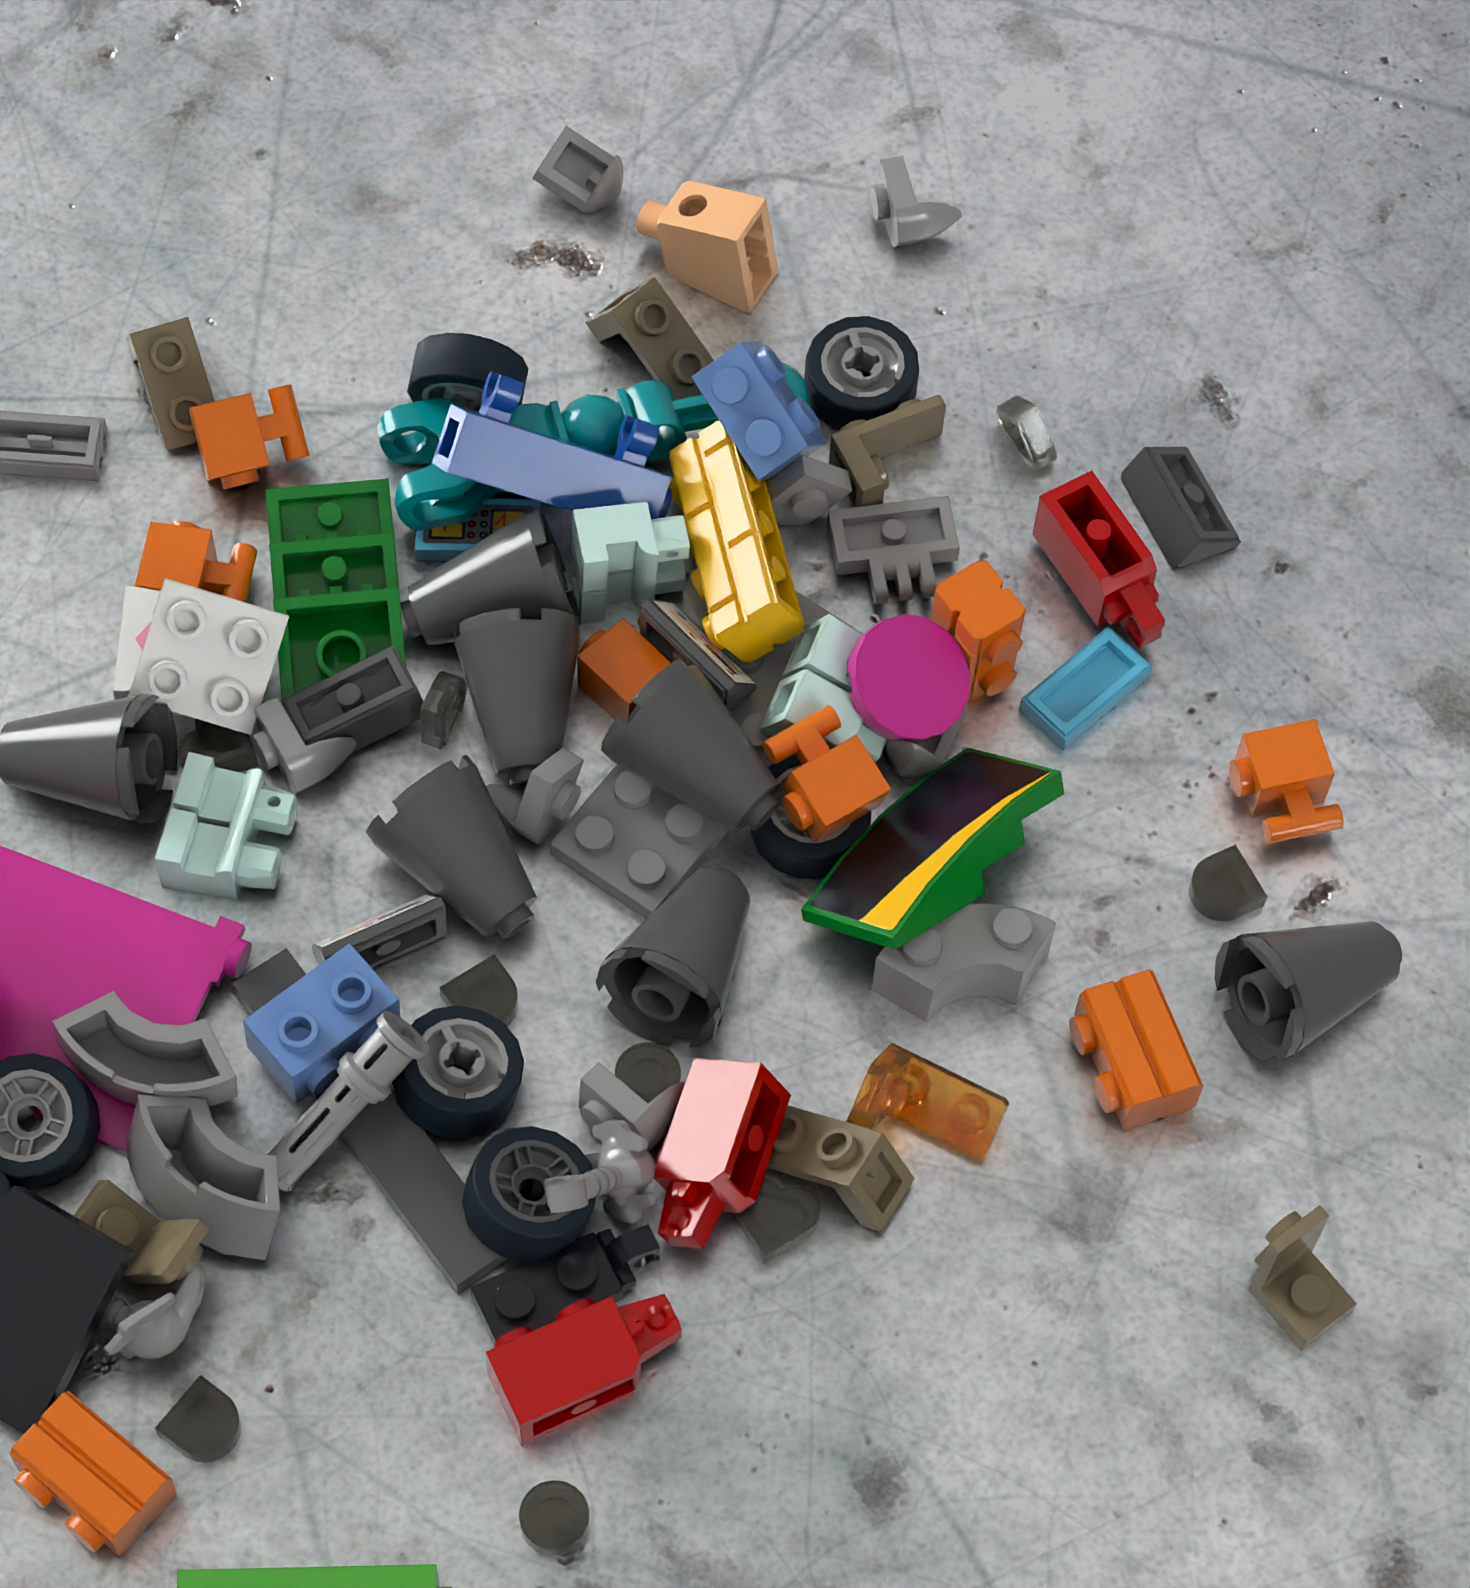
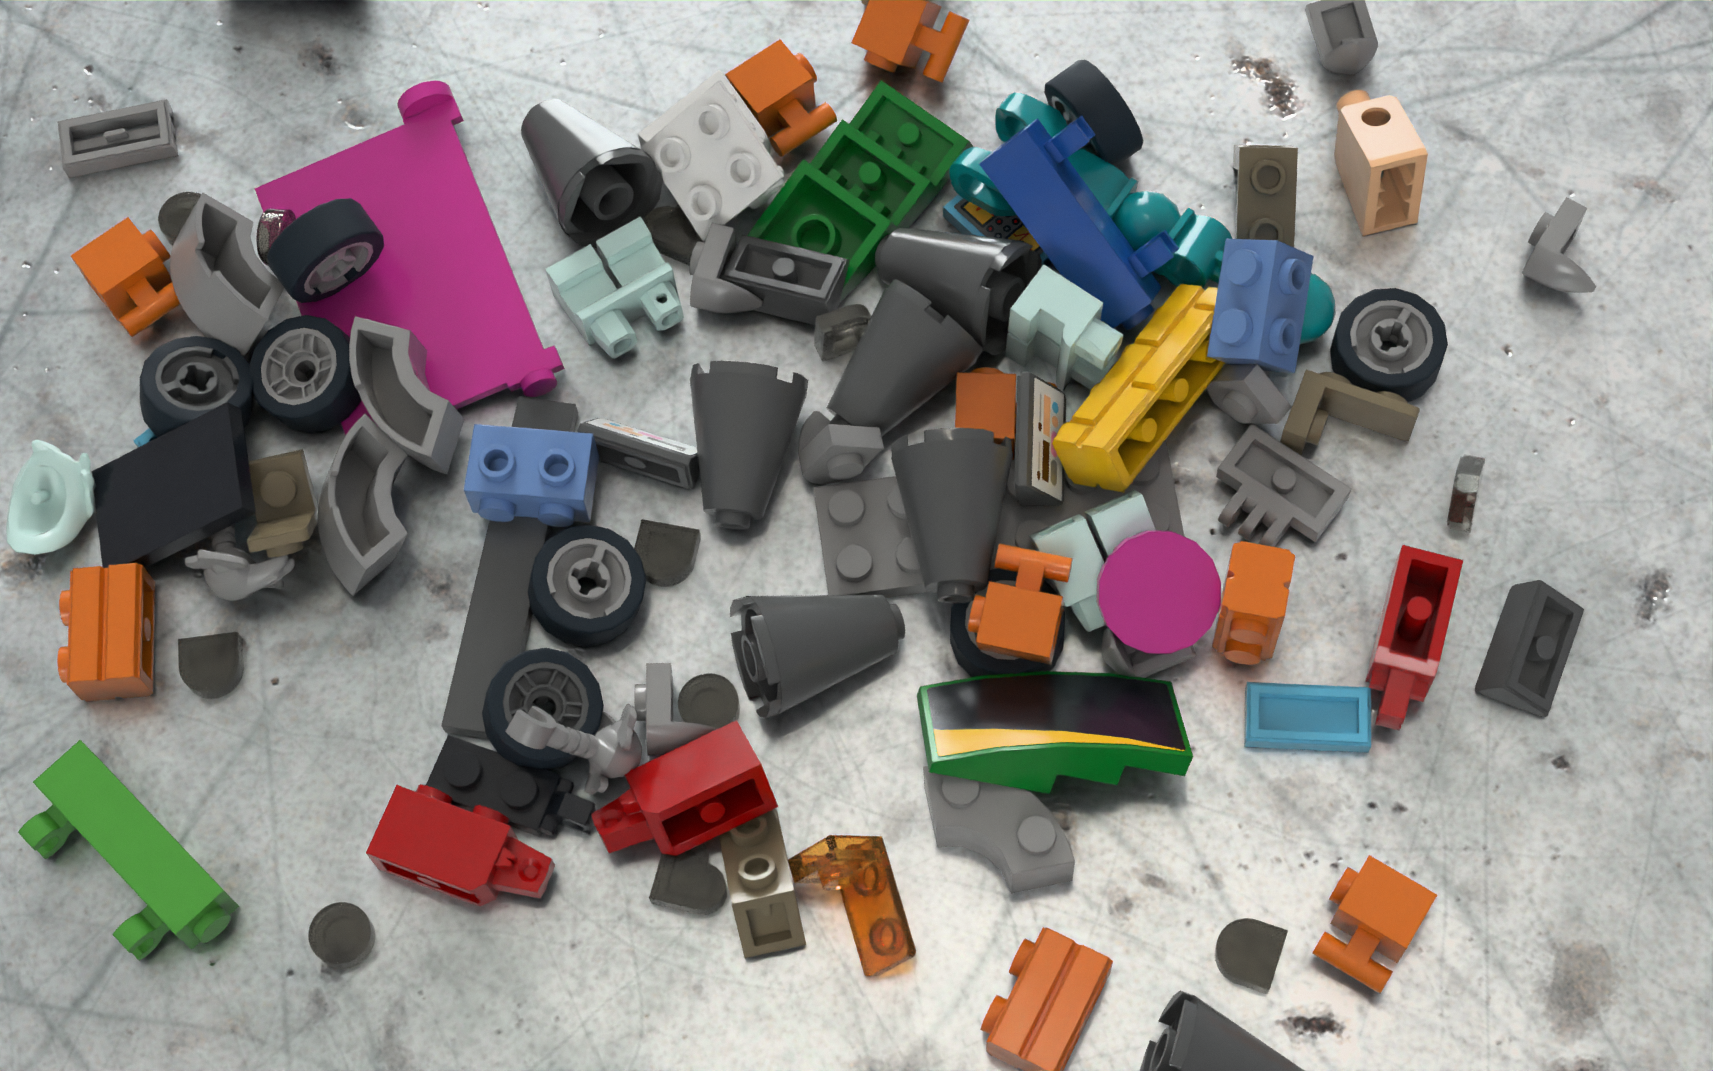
camera: 55 degrees right, 5 degrees up
(361, 1080) = (506, 532): light grey pin -> none

